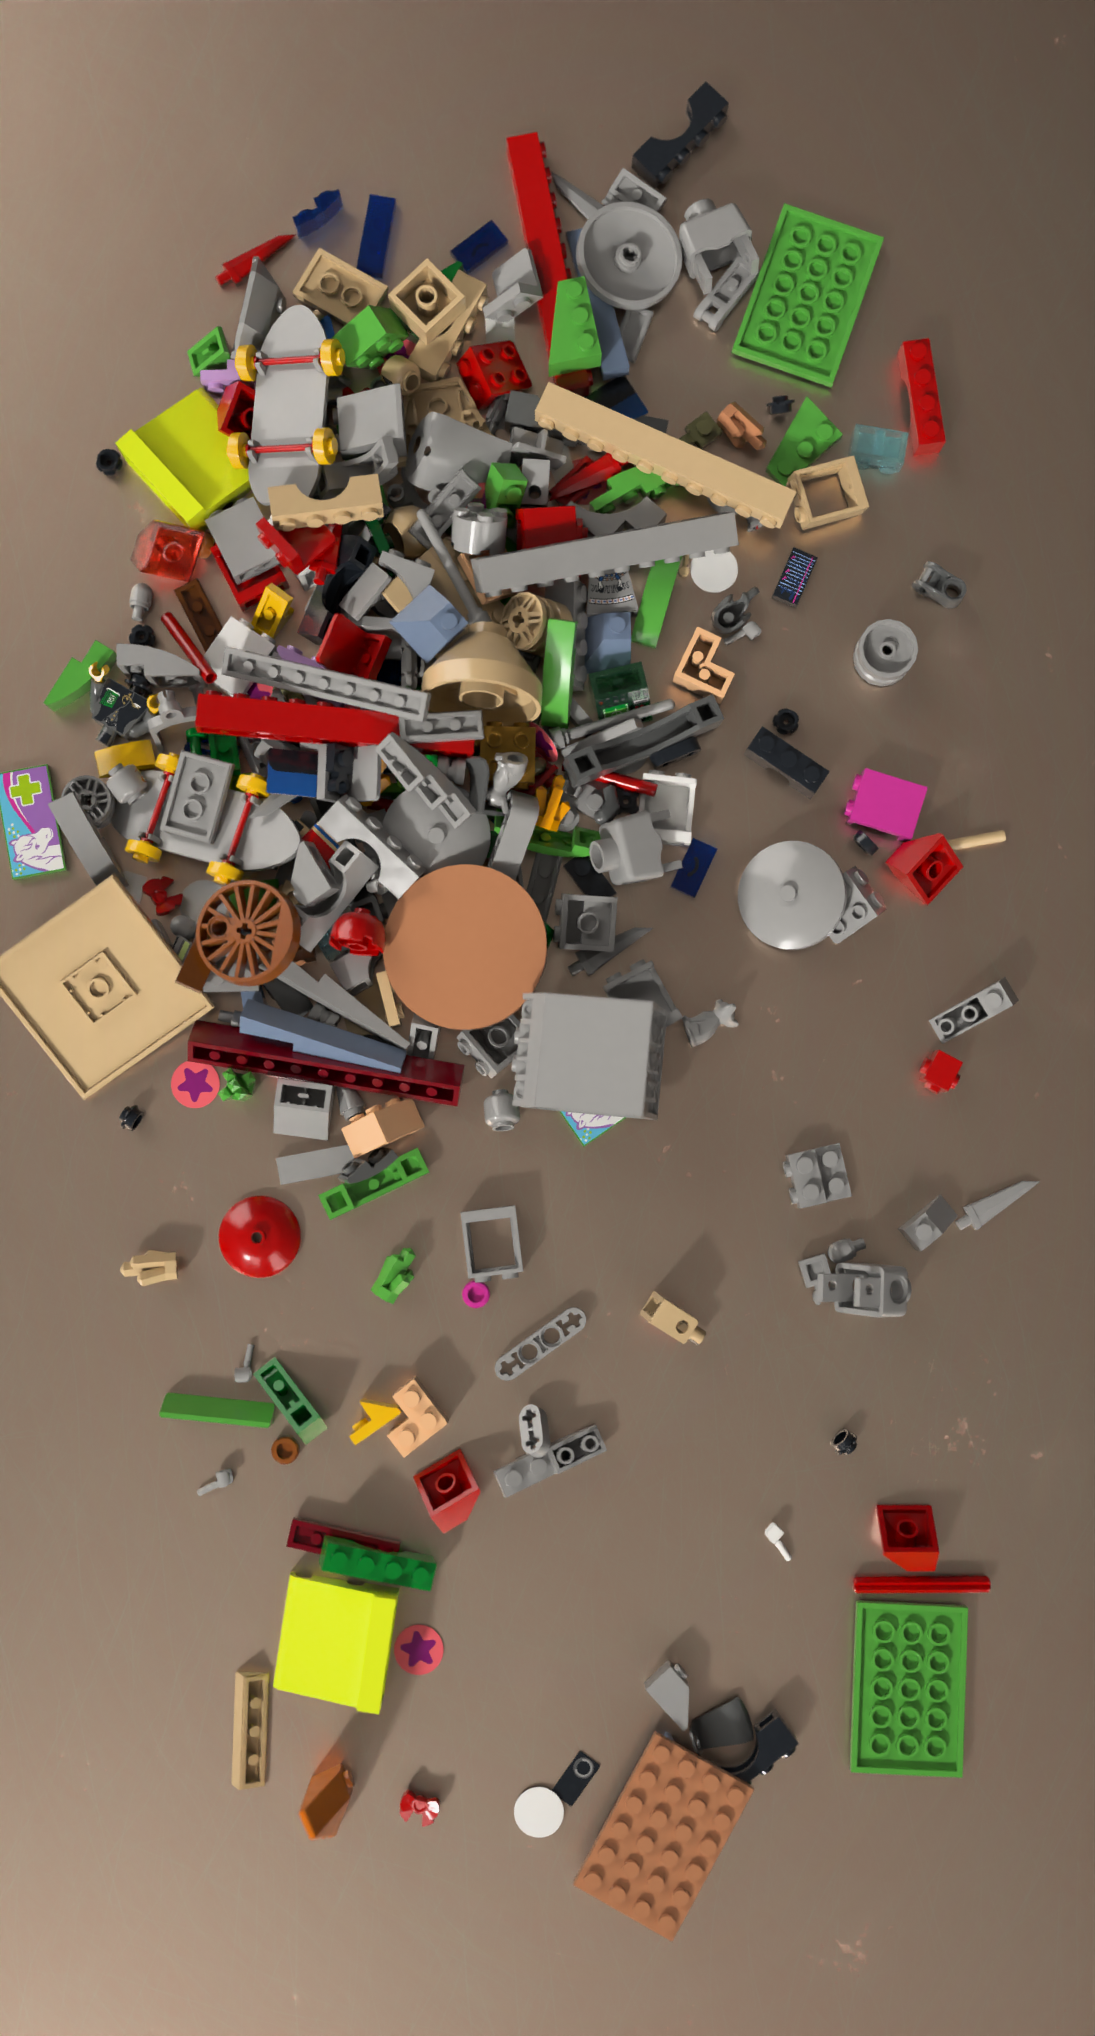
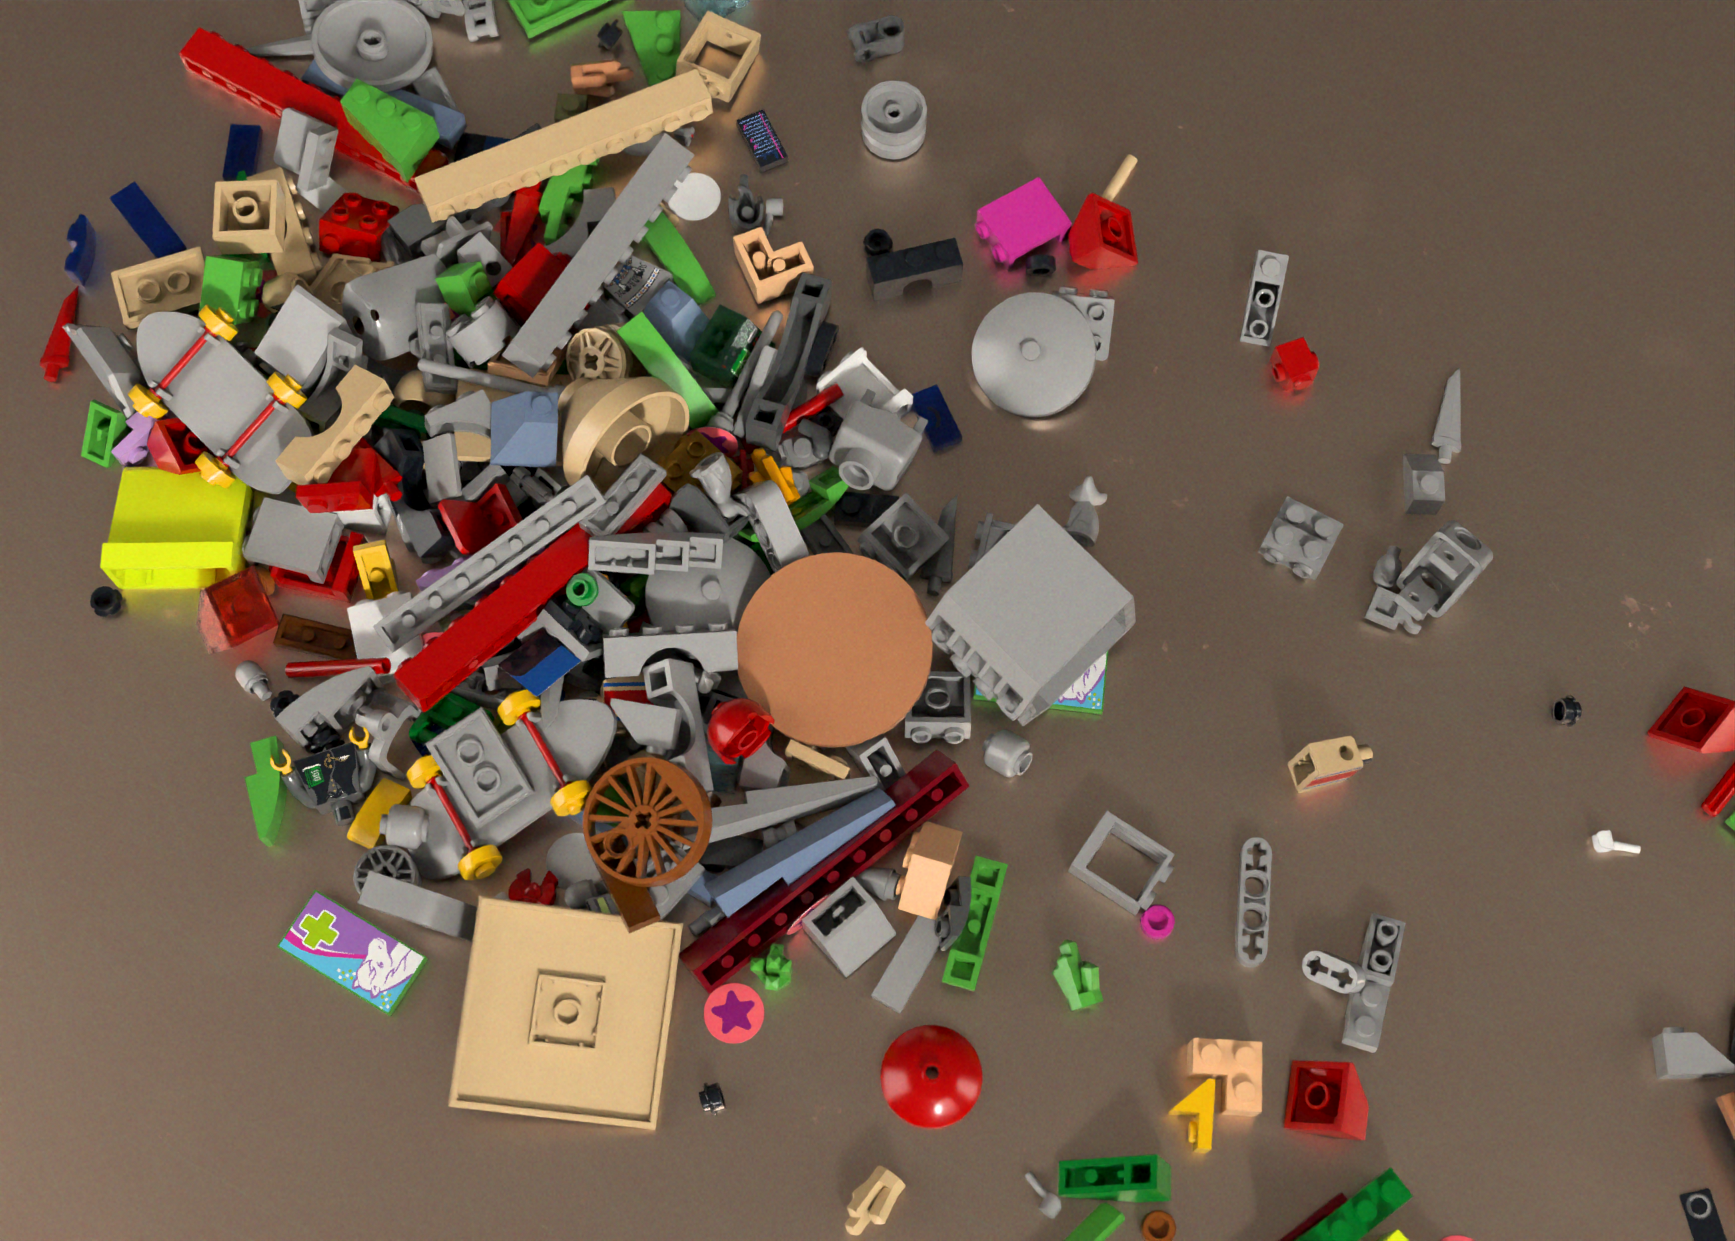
camera: 45 degrees left, 15 degrees down
(365, 759) = (590, 593): none -> green plate

